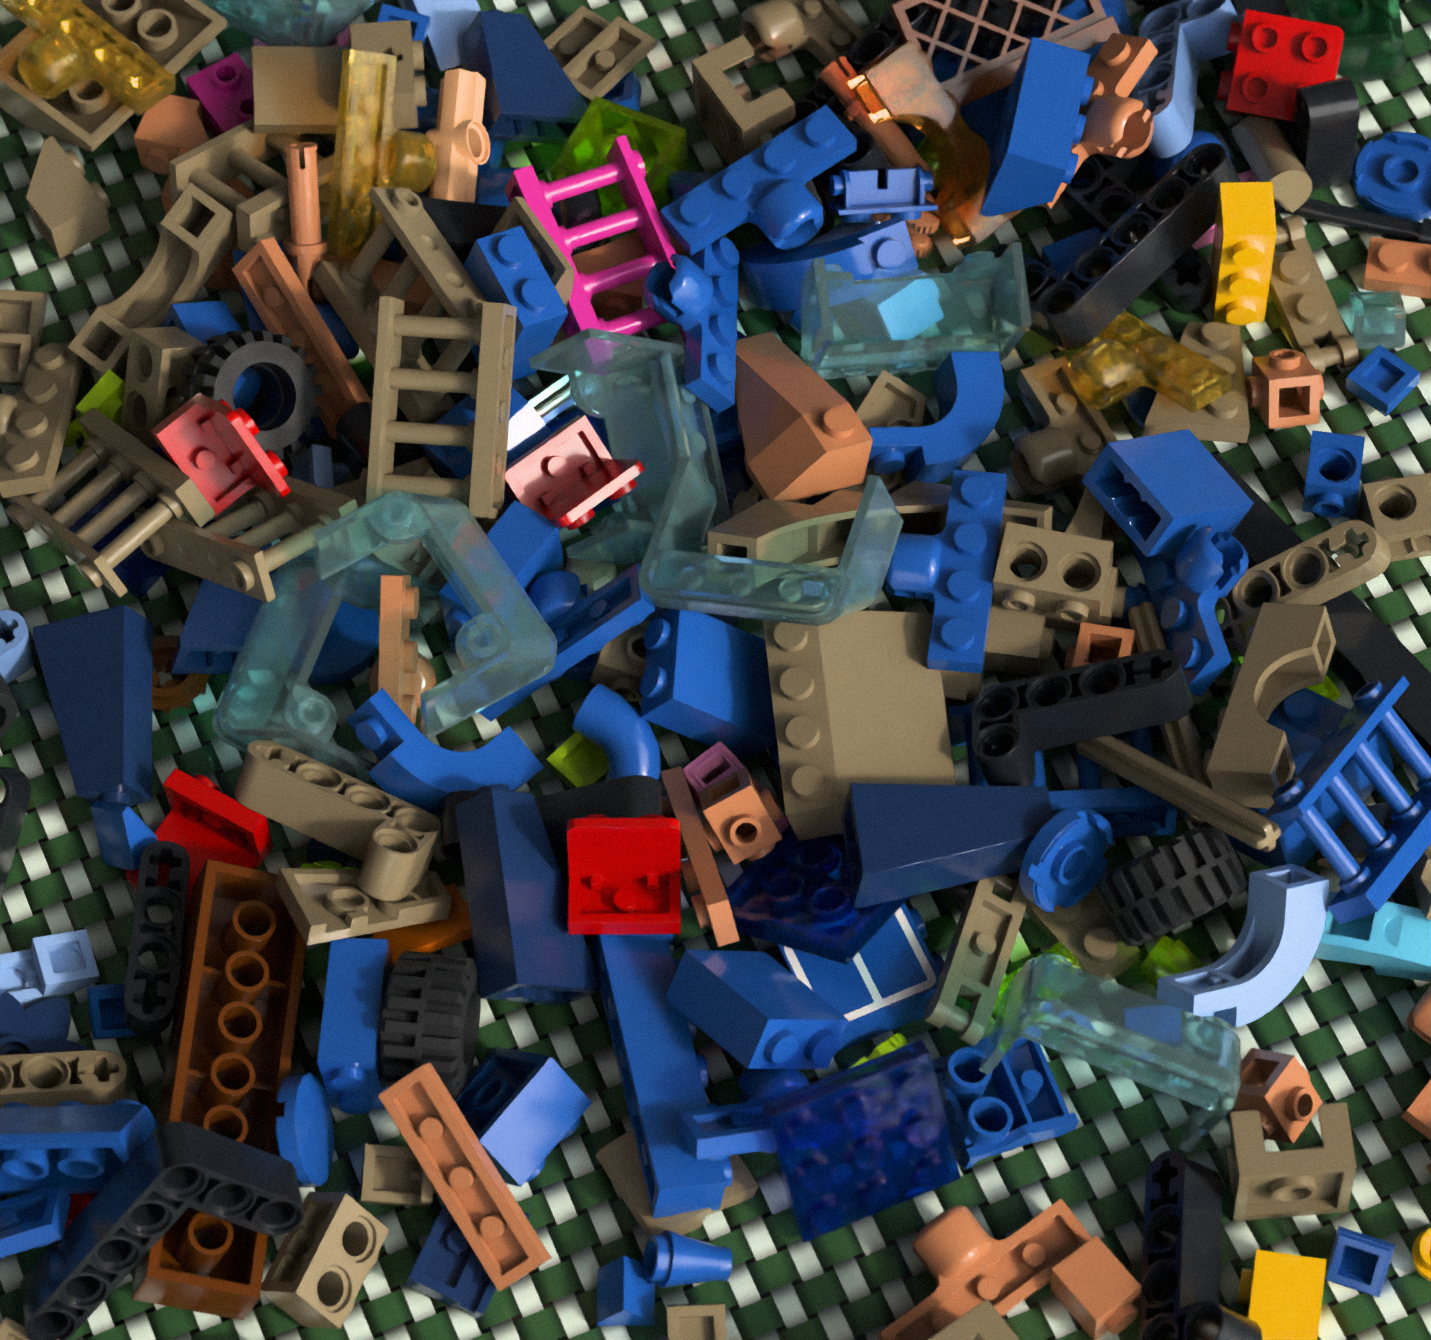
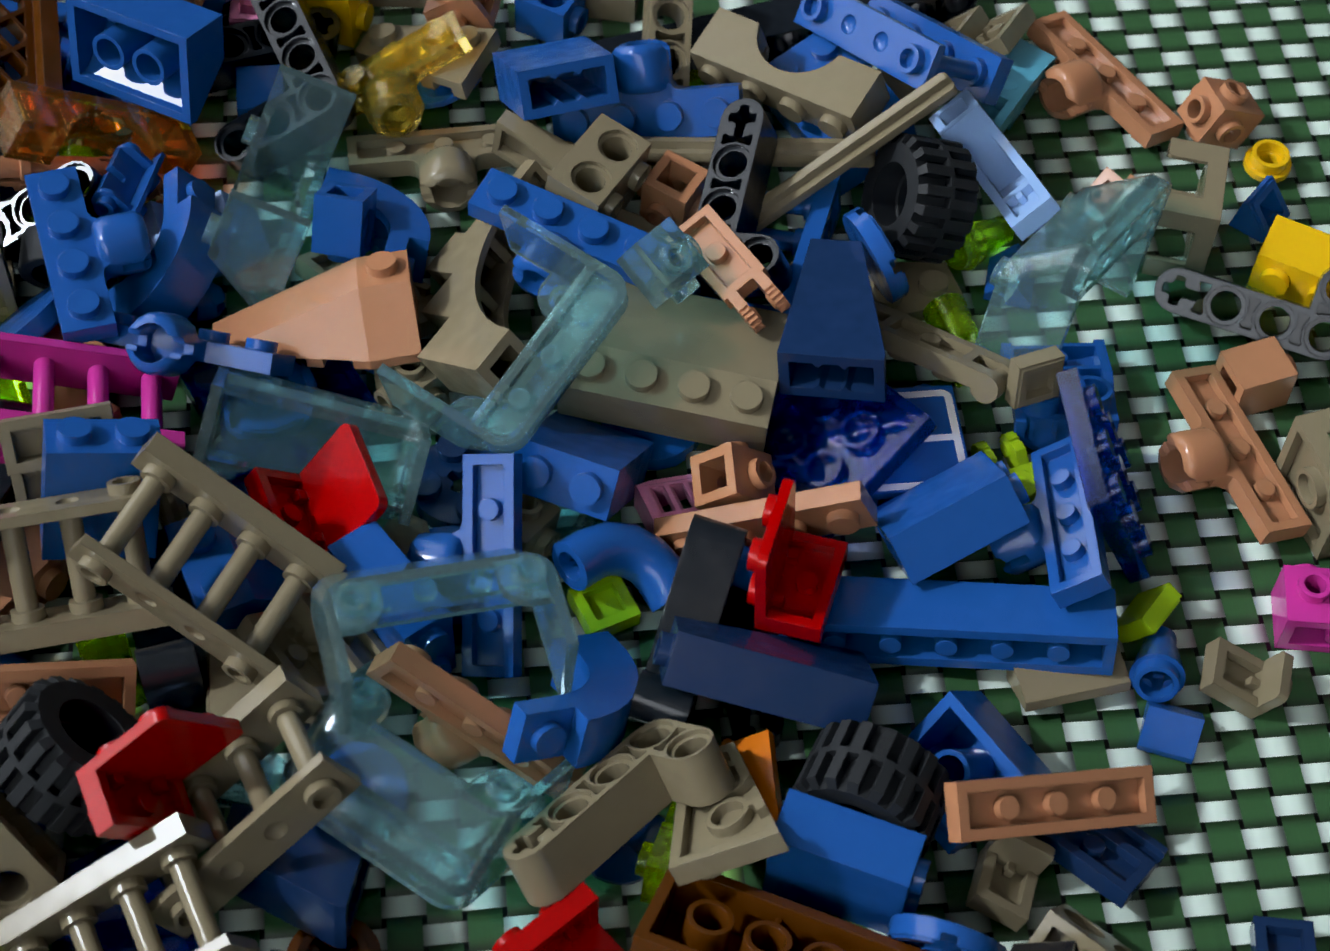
camera: 80 degrees left, 5 degrees down
(743, 1239) = (1147, 612): none -> lime tile
(922, 384) = (343, 221): none -> blue brick
(930, 657) = (664, 264): none -> clear light blue brick
(958, 1046) = (1034, 377): none -> dark tan tile
(962, 720) = (732, 266): none -> nougat hinge

